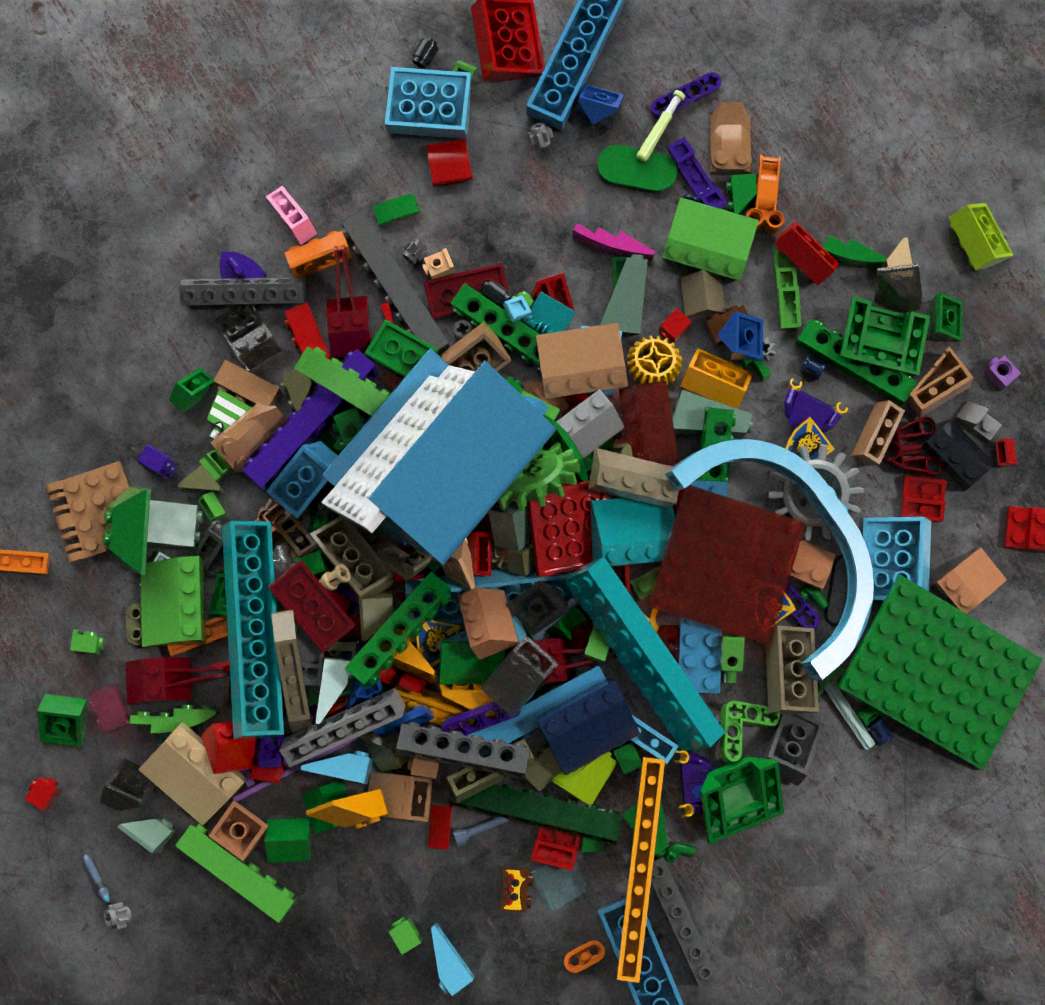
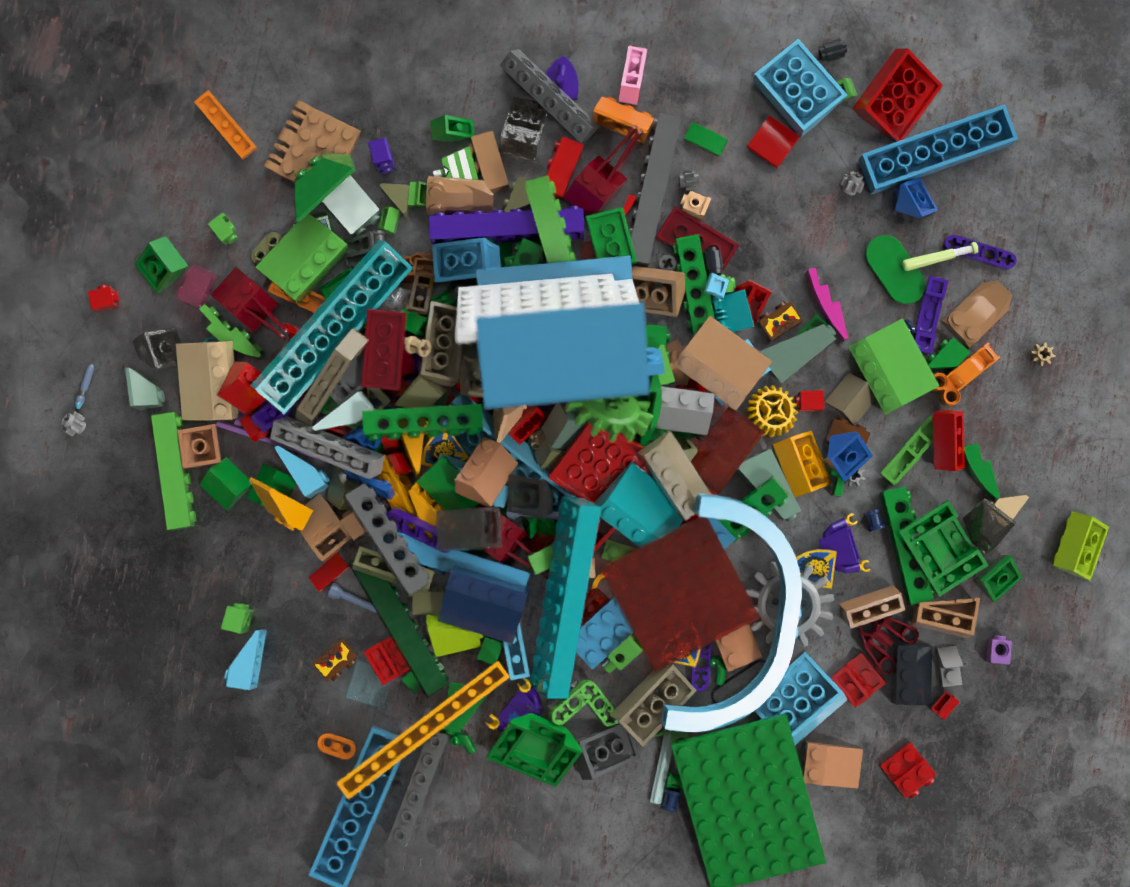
camera: 45 degrees right, 5 degrees up
(591, 290) = (779, 321): none -> brick
(809, 120) = (1037, 357): none -> tan gear

